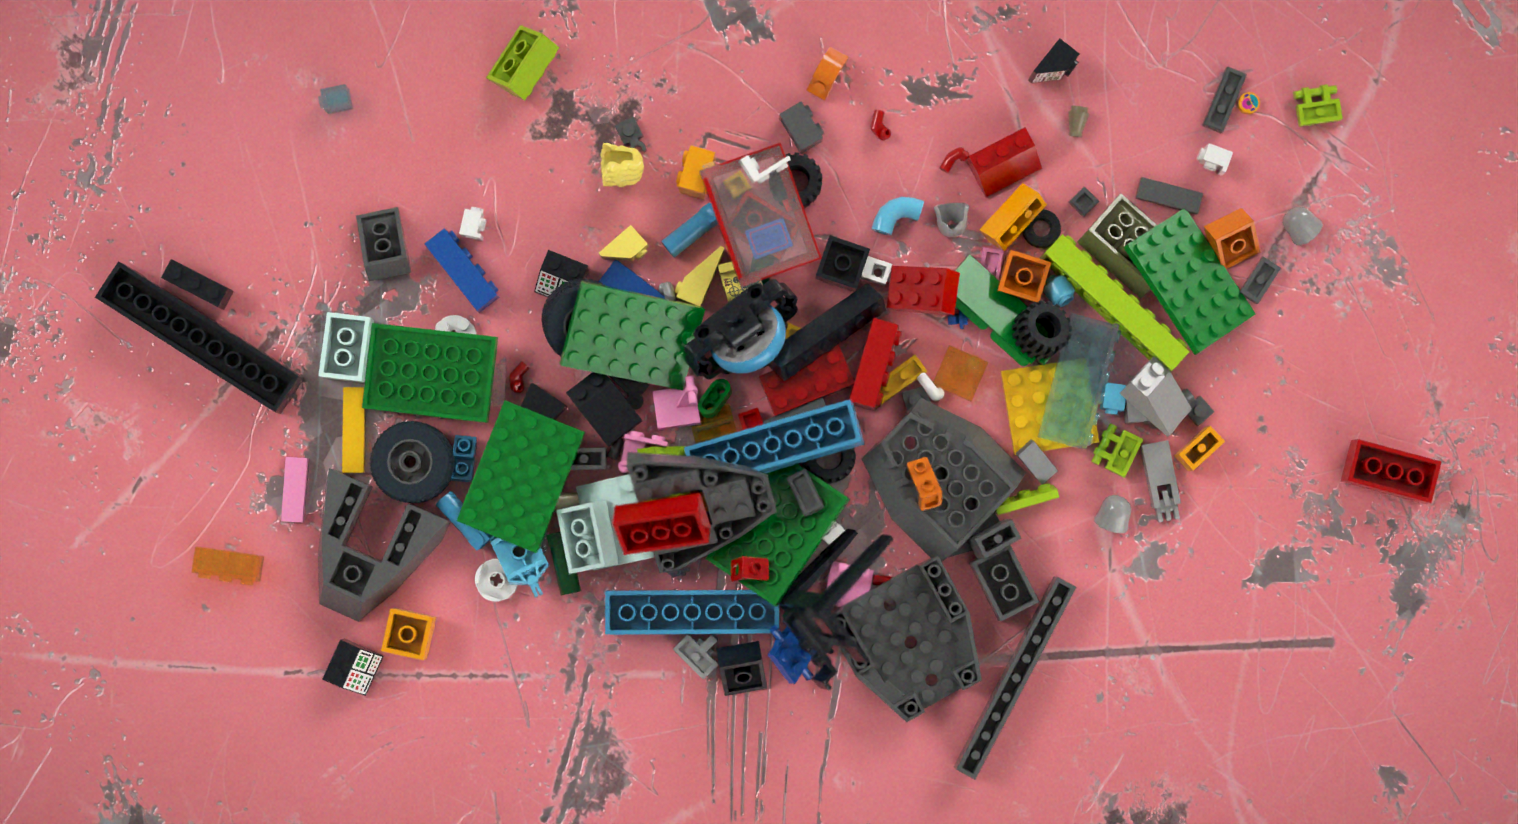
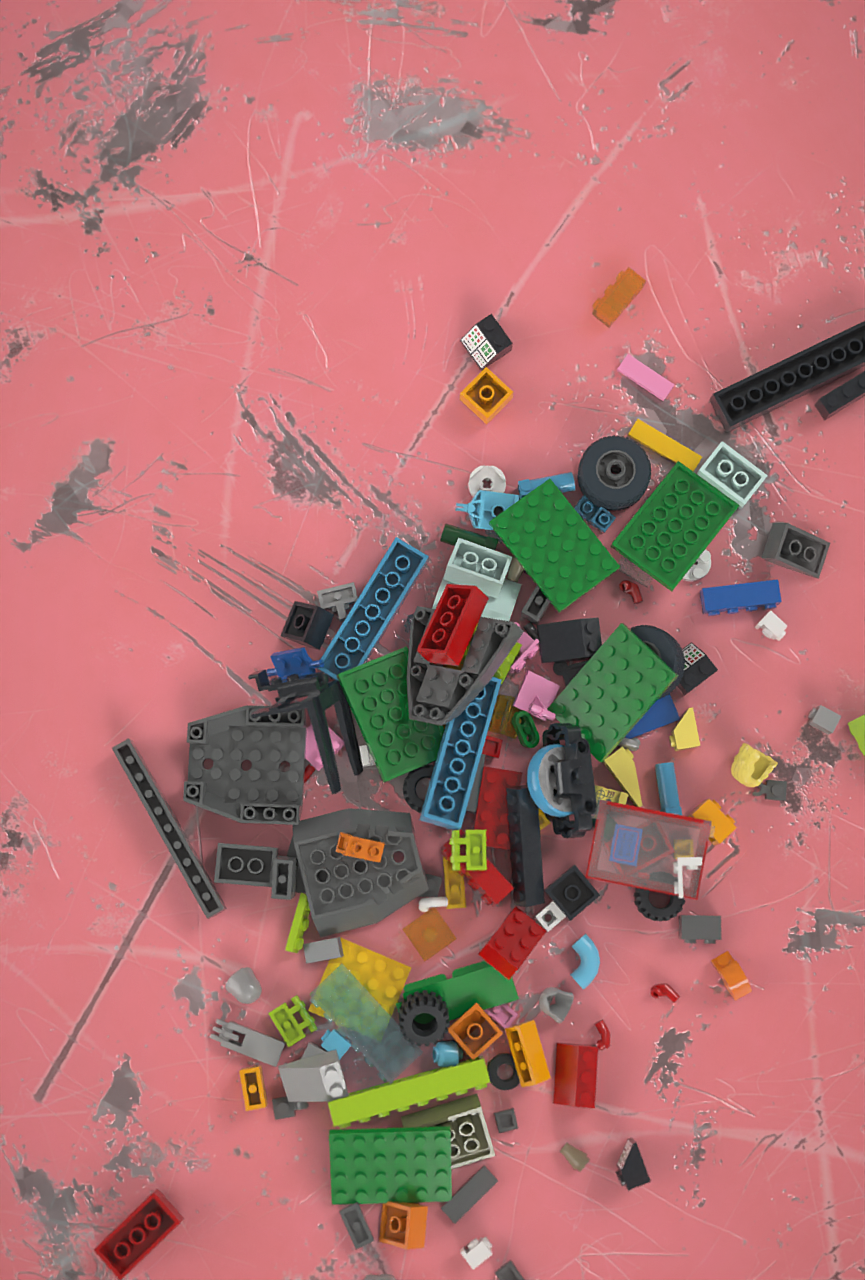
camera: 125 degrees right, 5 degrees down
(353, 580) = (551, 380): dark grey piece -> none
(534, 124) = (824, 719): none -> light grey brick
(542, 402) = (600, 596): black torso -> none
(750, 568) = (377, 673): red bracket -> none
(805, 492) = (409, 751): dark grey tile -> none
(862, 373) = (475, 850): none -> lime plate
(958, 319) = (472, 958): blue plate -> none

